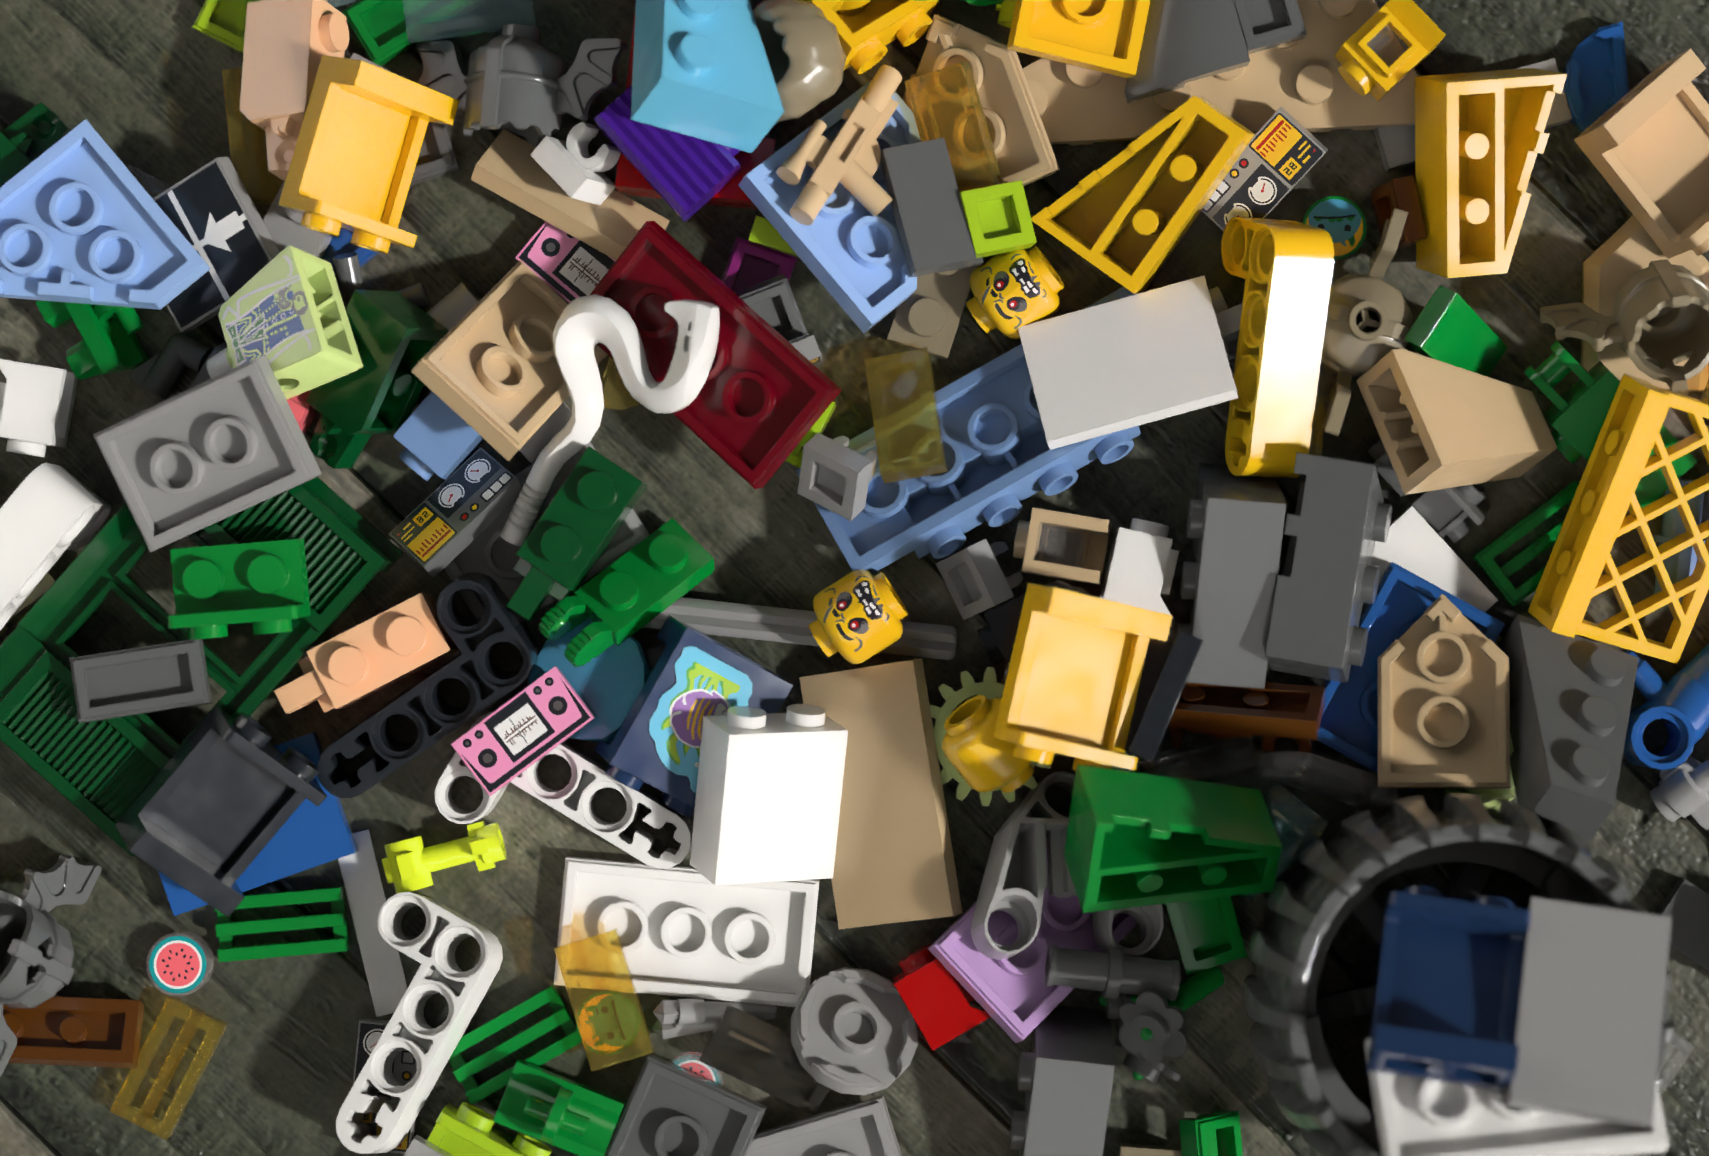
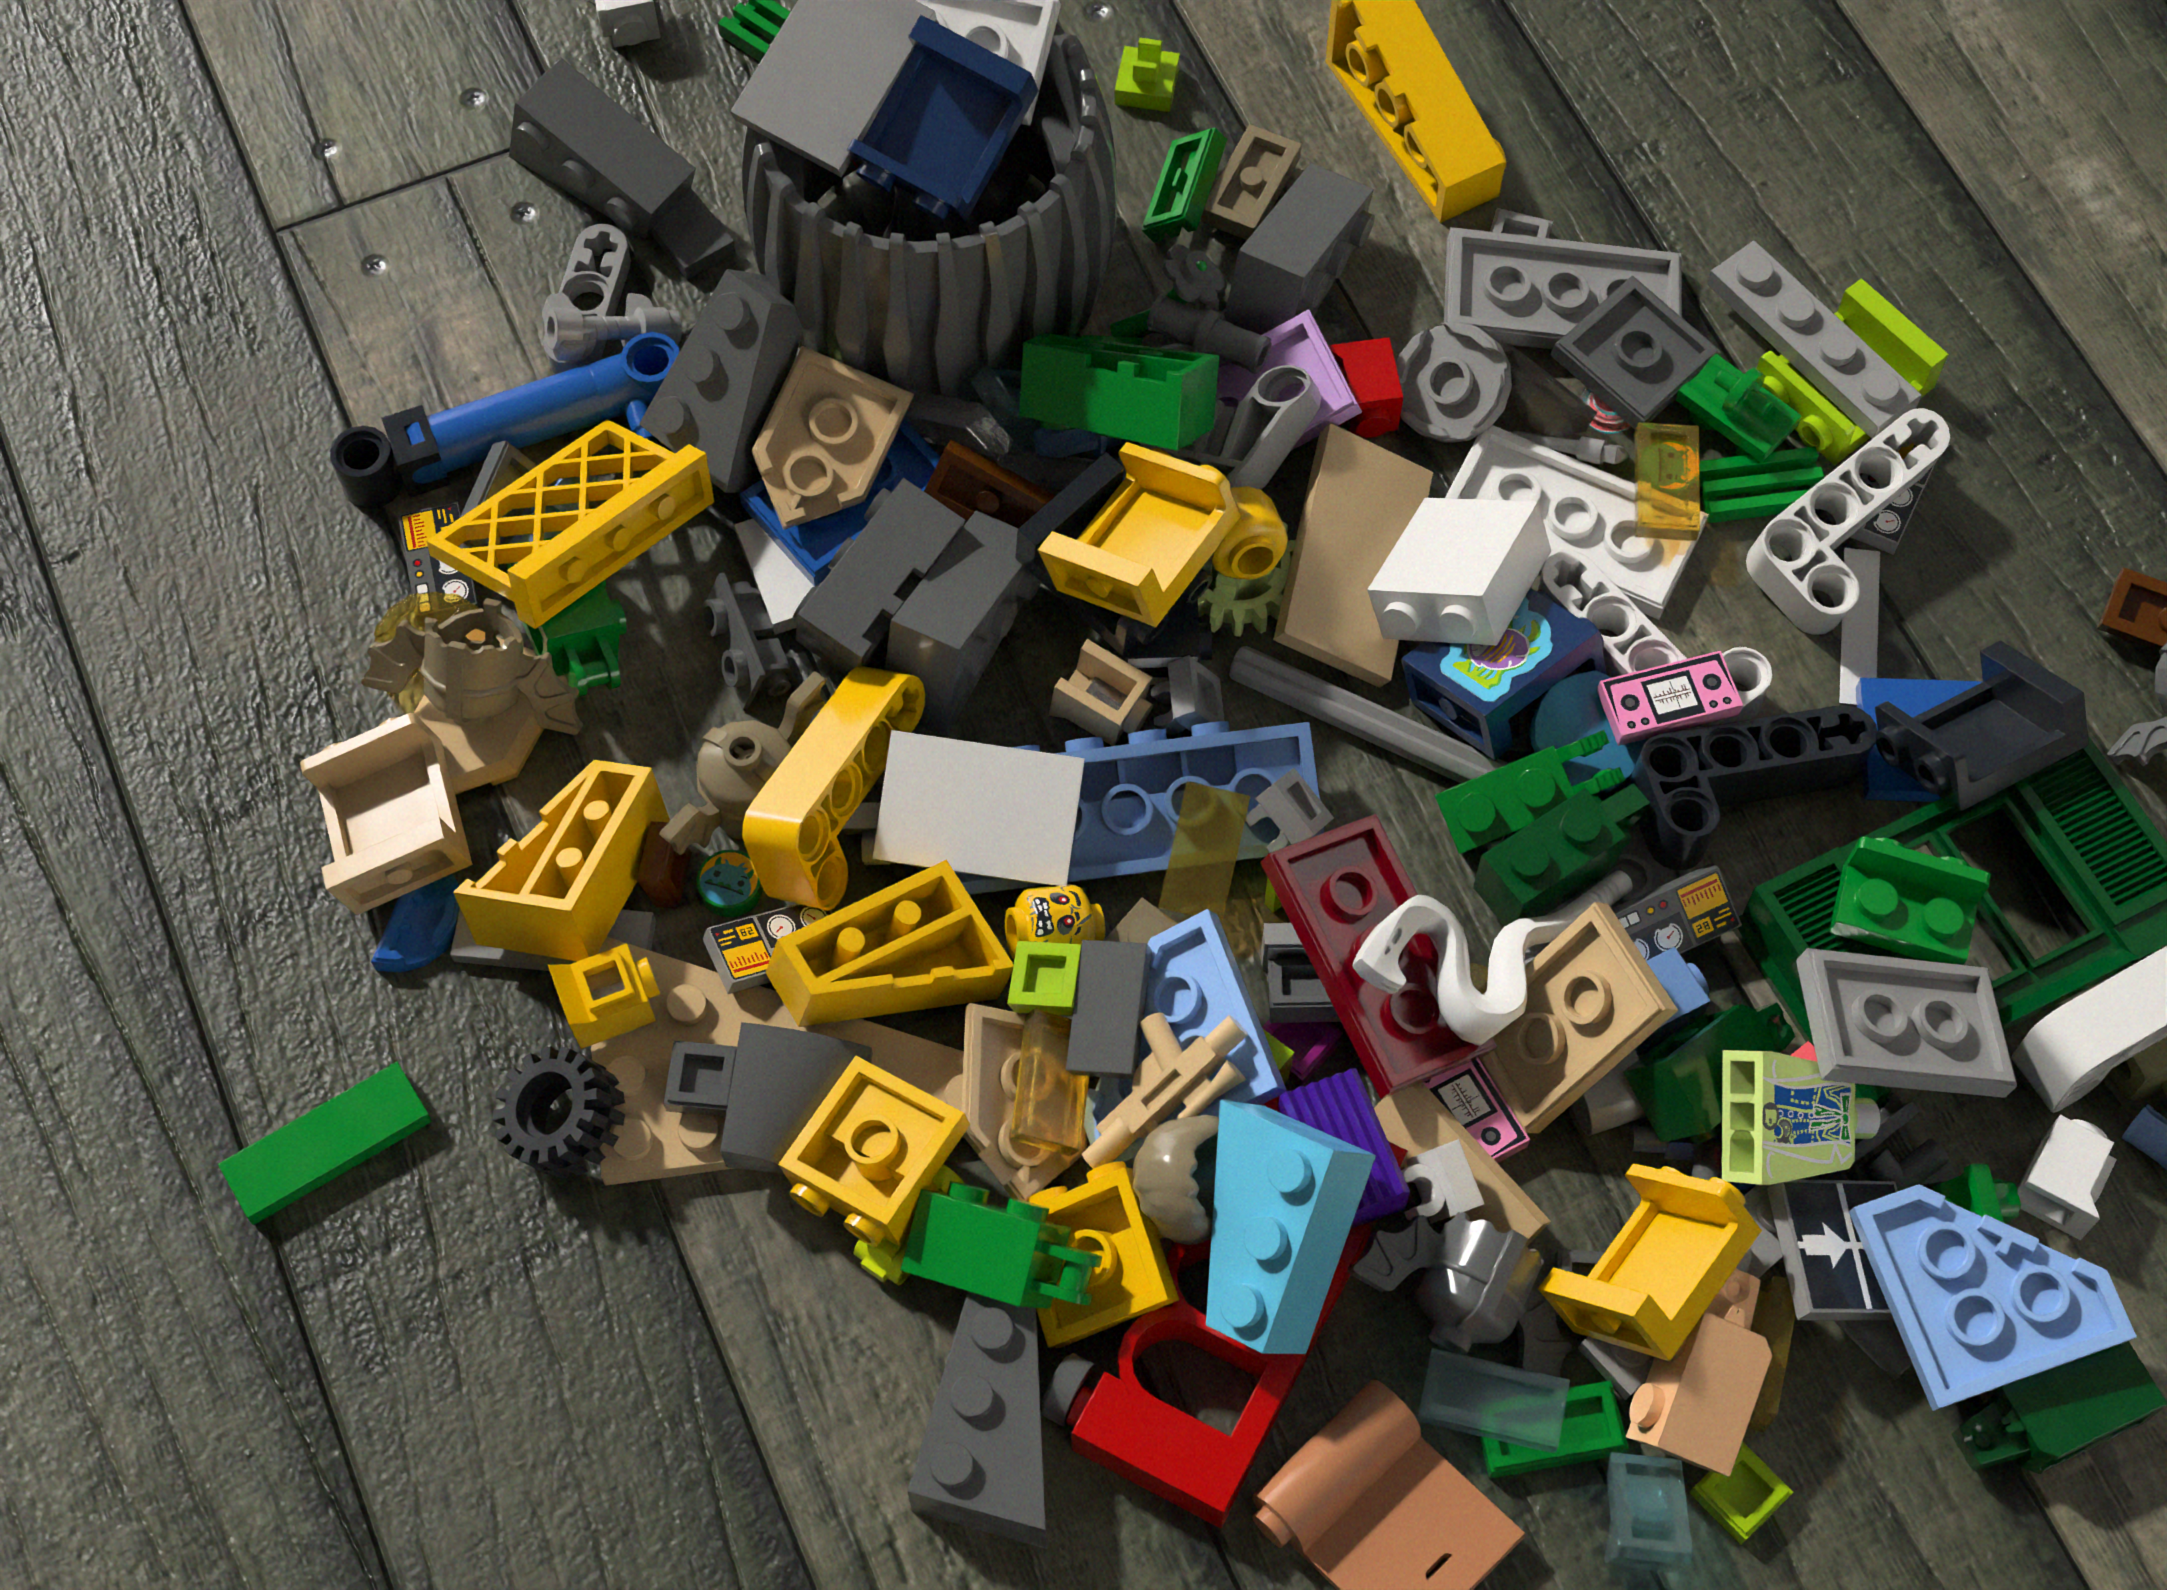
camera: 160 degrees left, 25 degrees down
(140, 680) = (2033, 860): dark grey tile -> none
(180, 963) = (2055, 645): tile -> none
(194, 1019) = (2057, 600): clear yellow tile -> none
(337, 919) = (1942, 635): green tile -> none
(369, 657) = (1788, 824): light nougat hinge -> none
(411, 864) = (1809, 649): neon yellow bar -> none
(857, 616) = (1319, 689): yellow head -> none
(1140, 566) = (1041, 652): white window -> none
(1452, 423) = (709, 650): tan slope -> none
(1455, 334) = (669, 727): green tile -> none
(1498, 575) = (677, 569): green tile -> none

